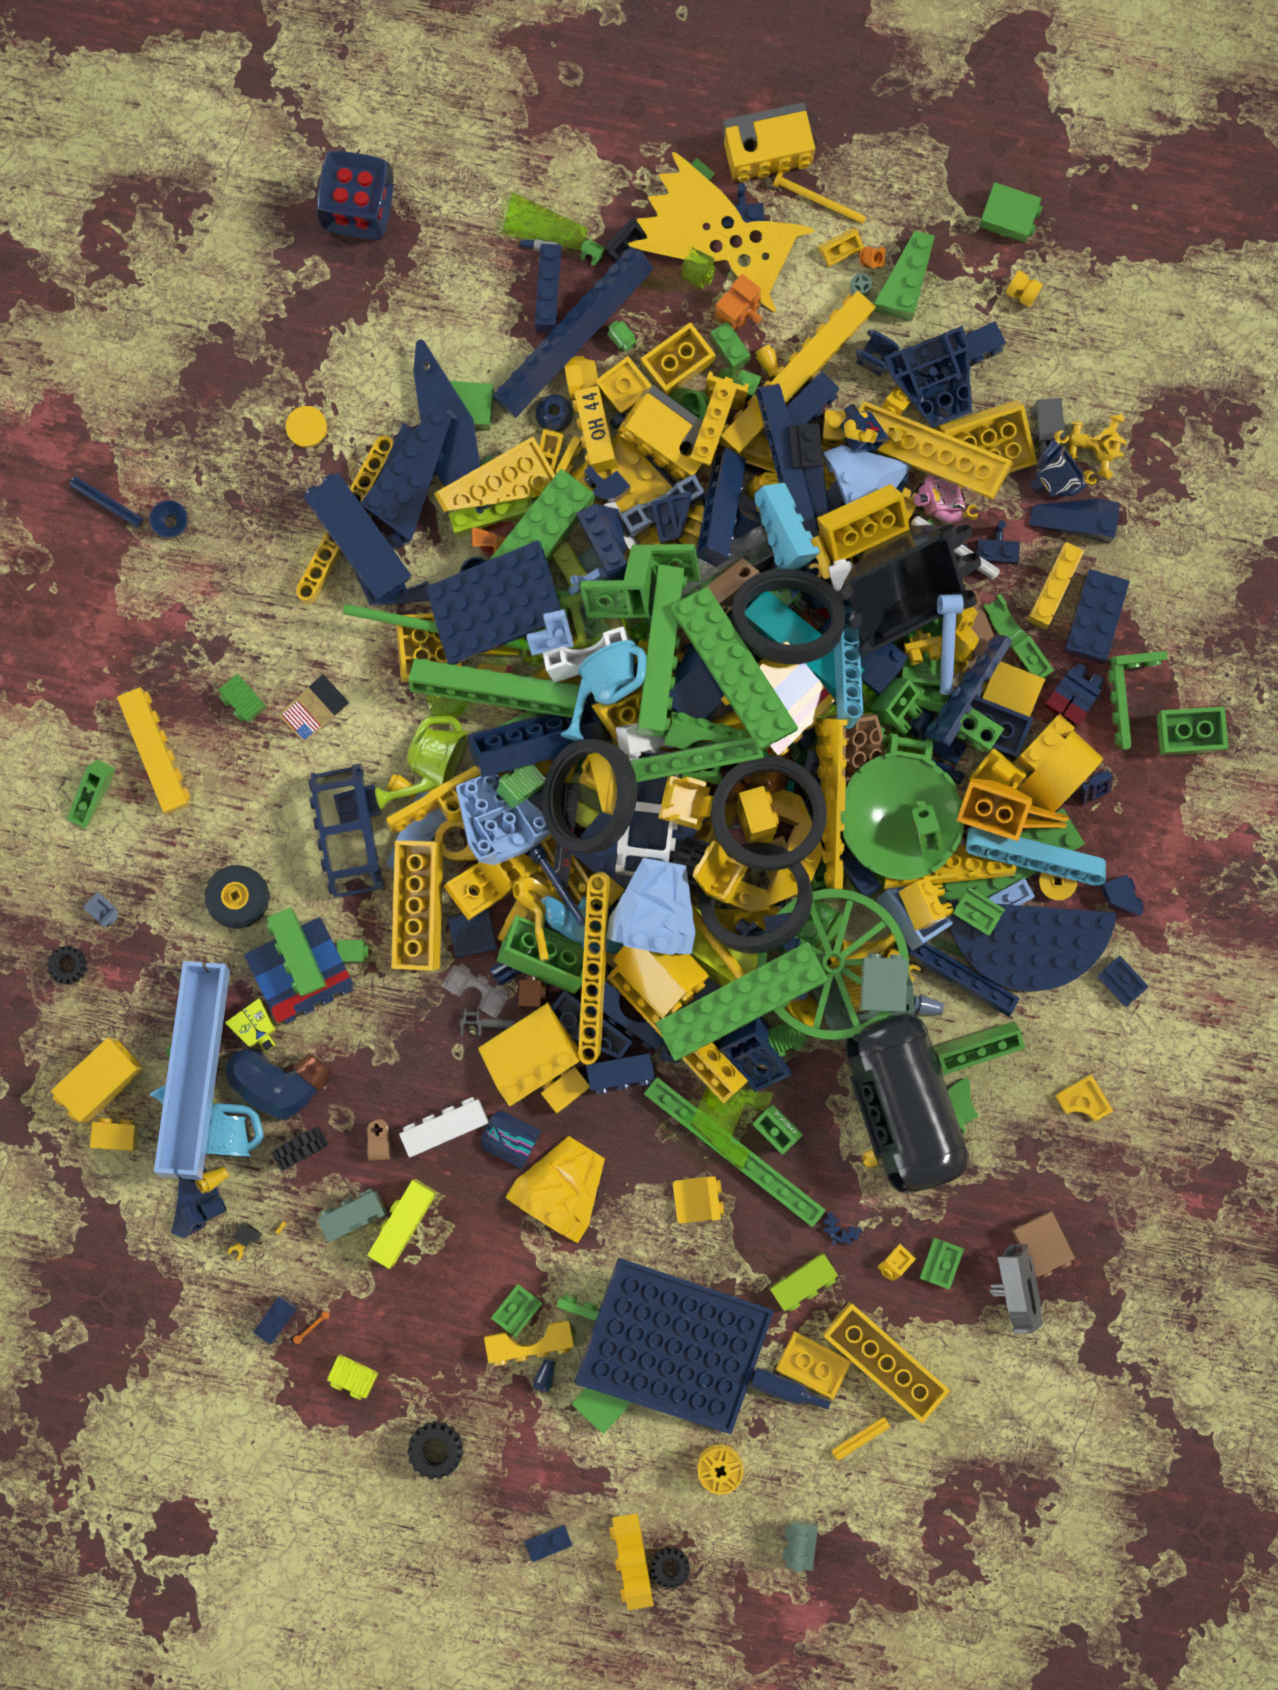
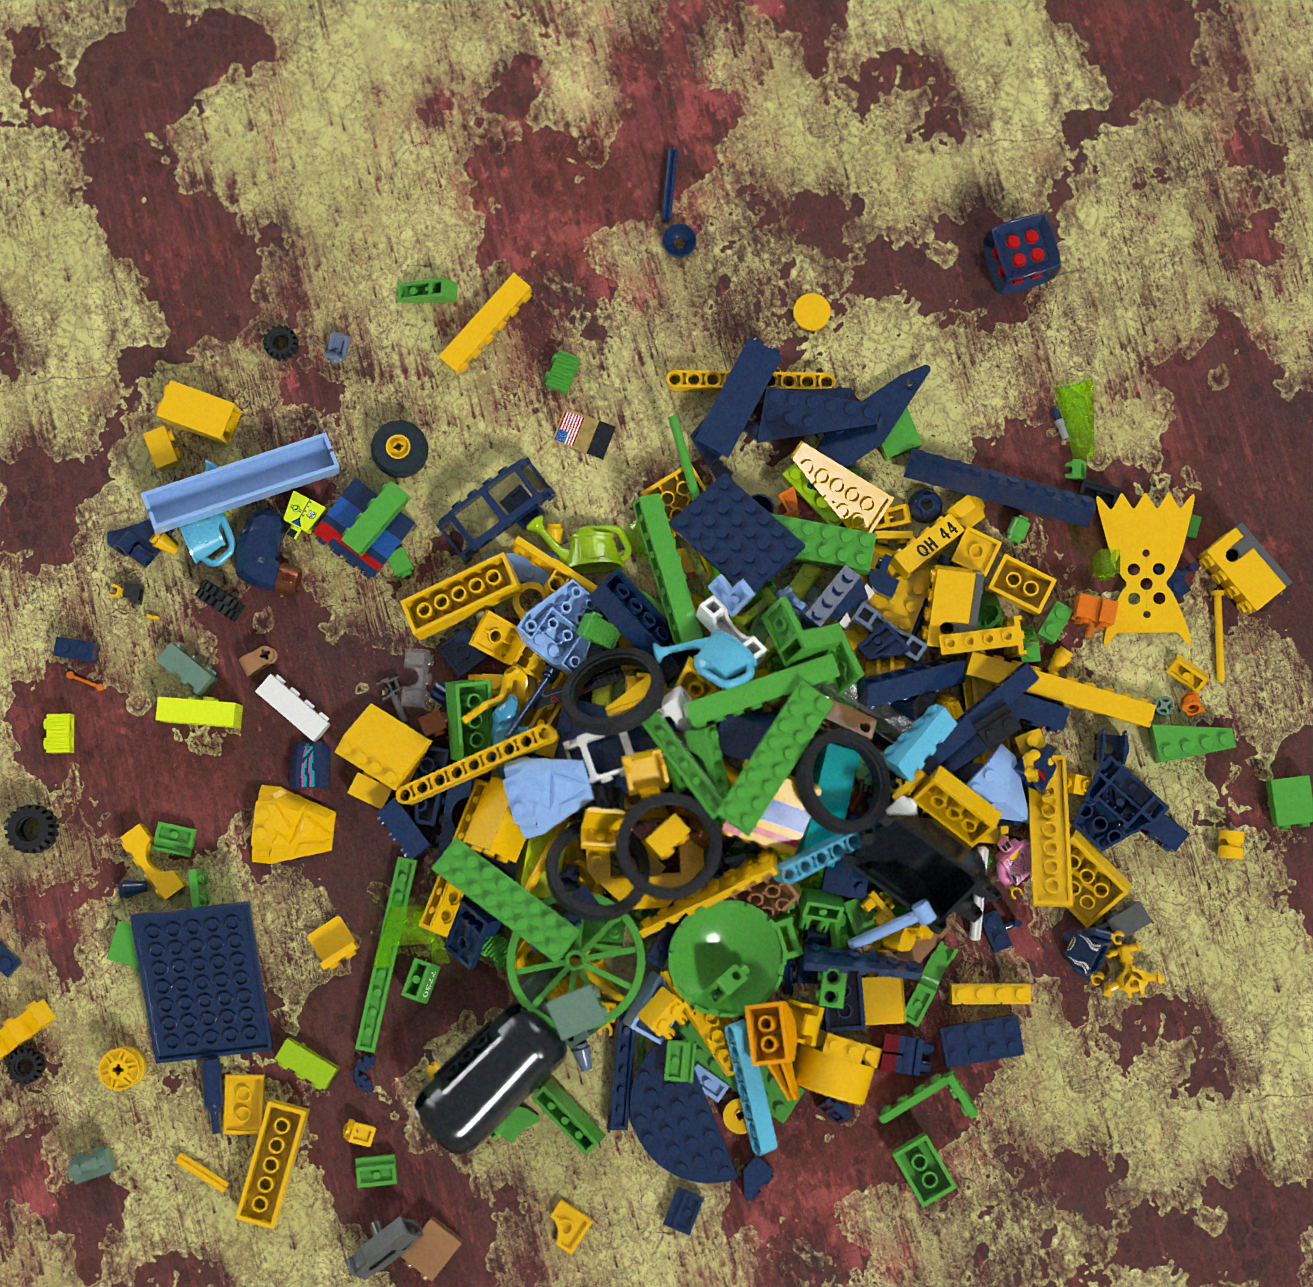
camera: 65 degrees right, 0 degrees up
(548, 287) = (1027, 448): dark blue arch -> none
(1082, 518) = (1060, 990): dark blue wedge -> none

